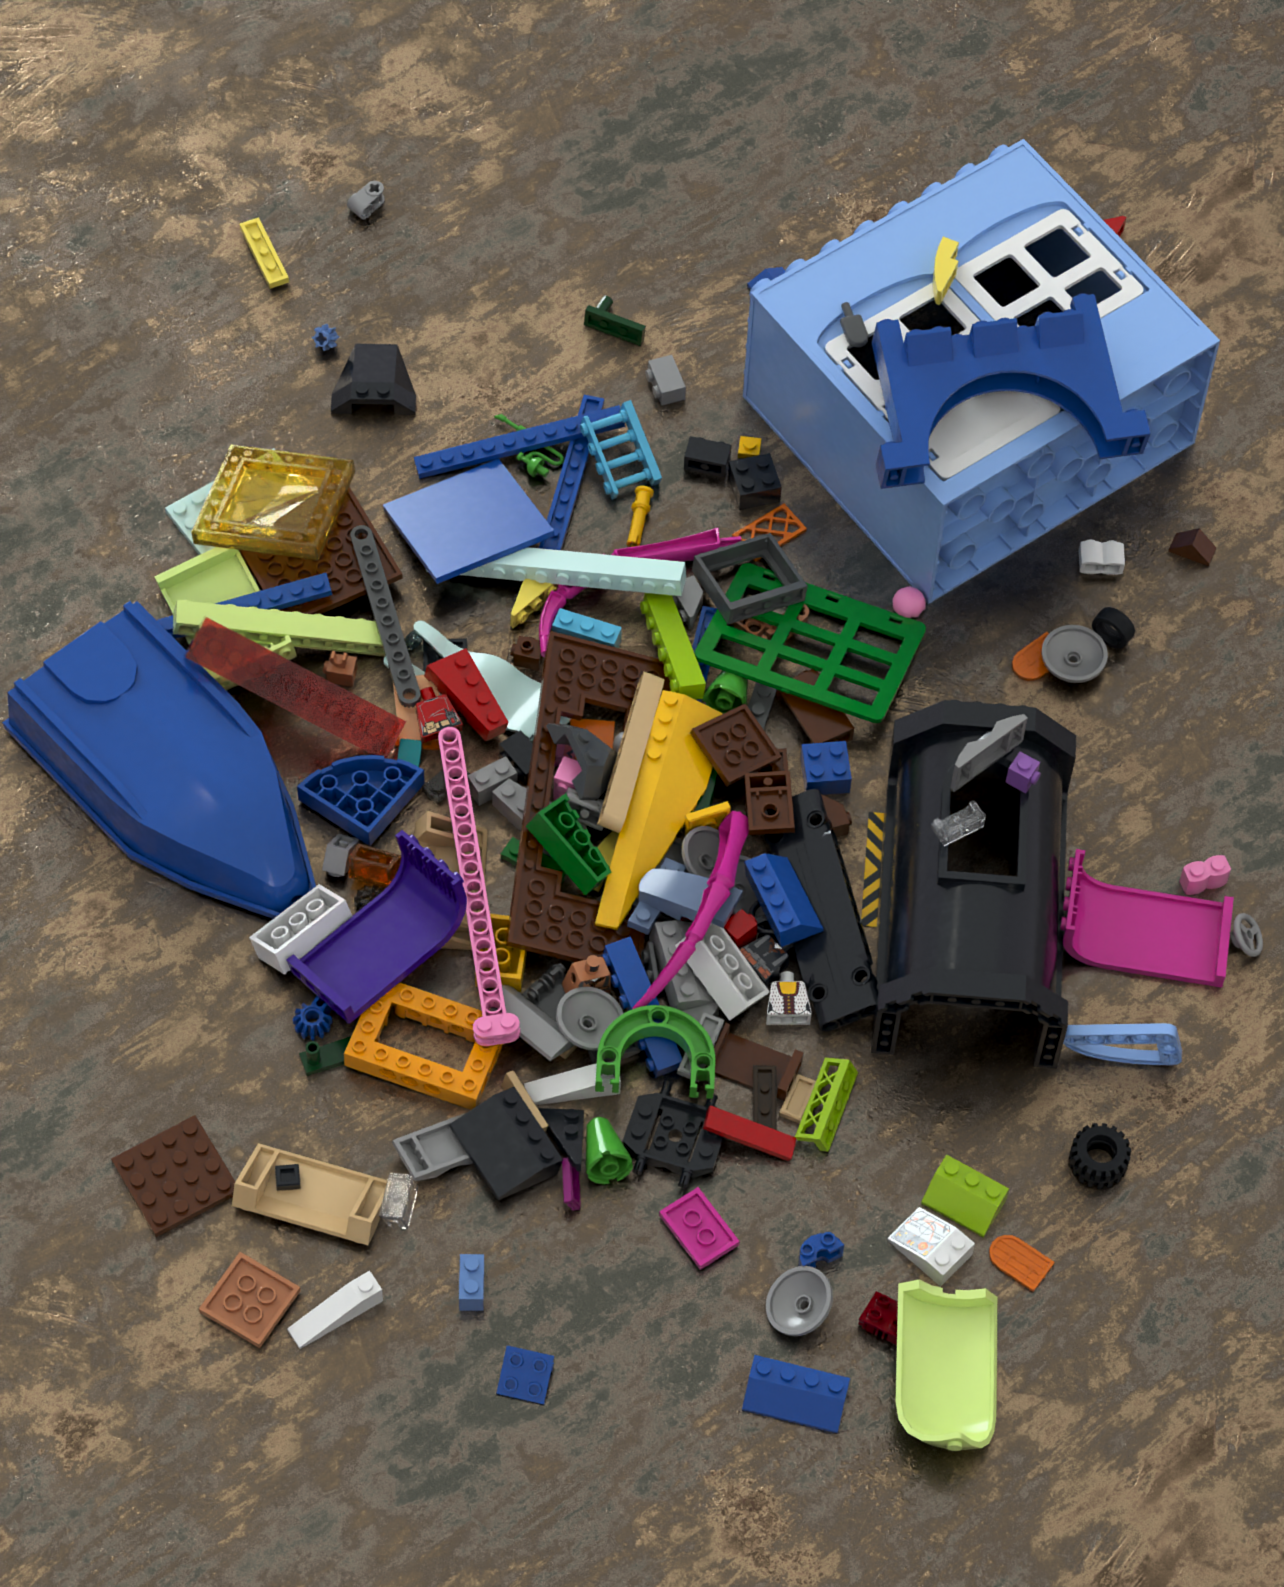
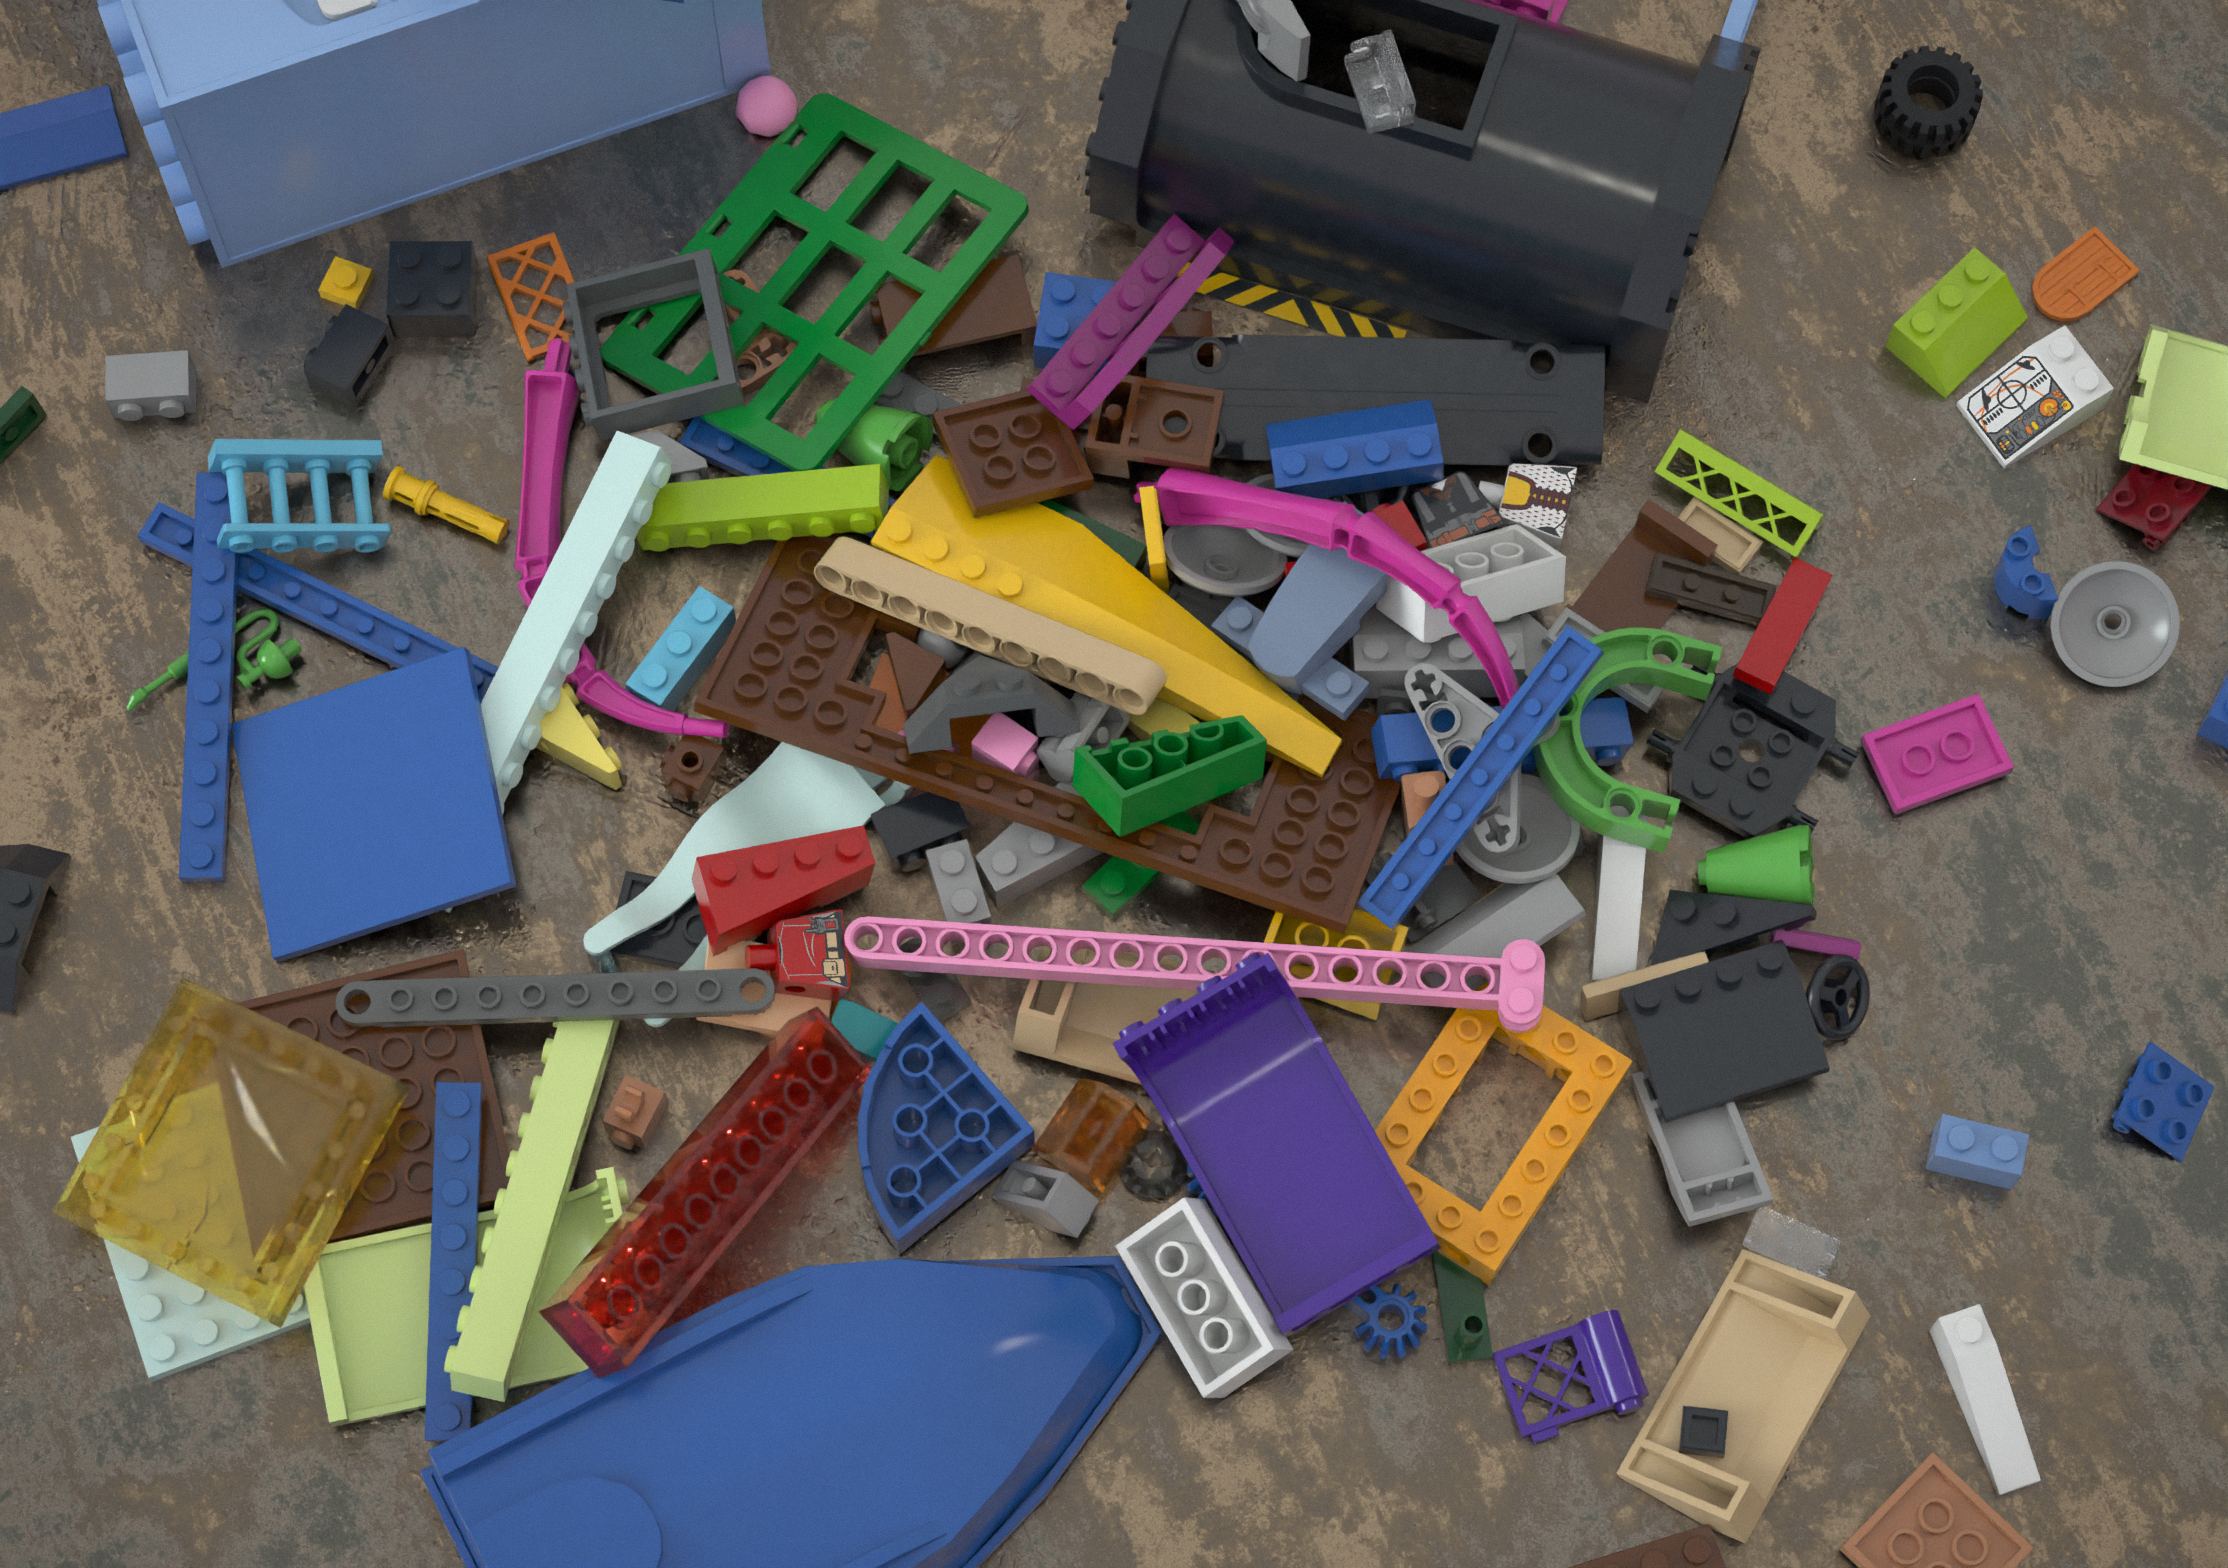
camera: 75 degrees left, 10 degrees up
(313, 1122) = (1606, 1362): none -> dark purple piece
(545, 1190) = (1834, 995): none -> black piece
(602, 981) = (1480, 777): none -> blue plate
(605, 728) = (915, 671): none -> reddish brown slope
(612, 992) = (1471, 723): none -> light grey beam
(826, 774) = (1119, 312): none -> magenta plate

